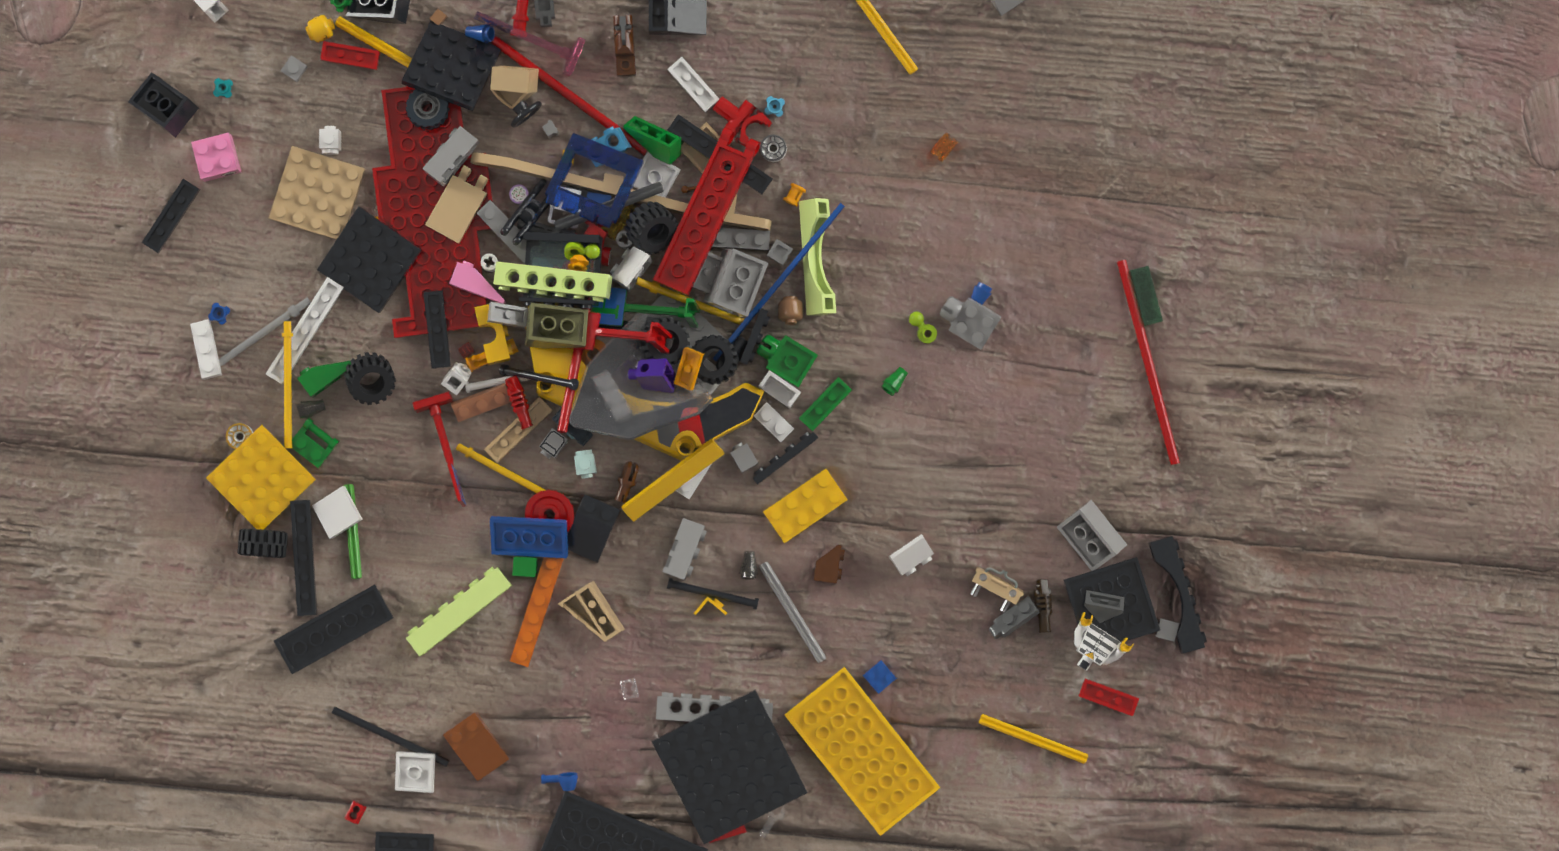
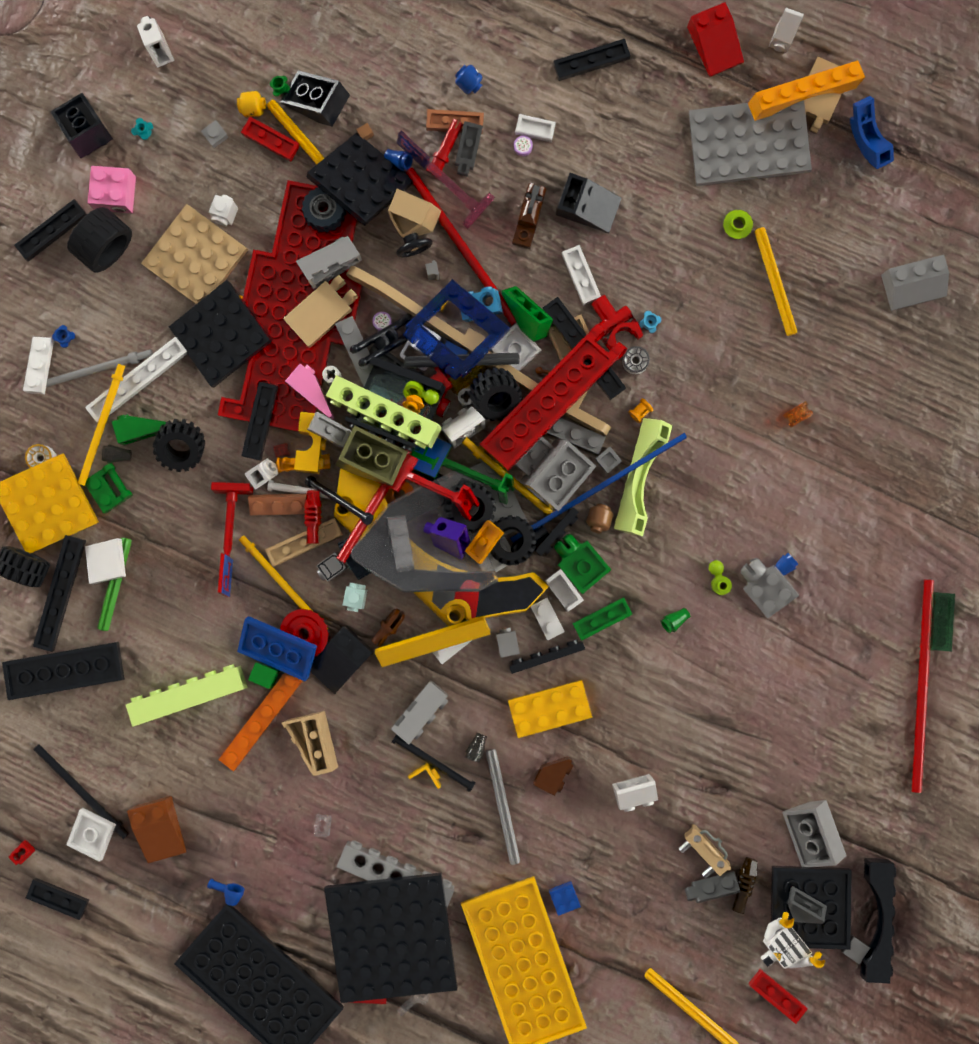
camera: 20 degrees right, 0 degrees up
(226, 210) = (99, 239): none -> black tyre

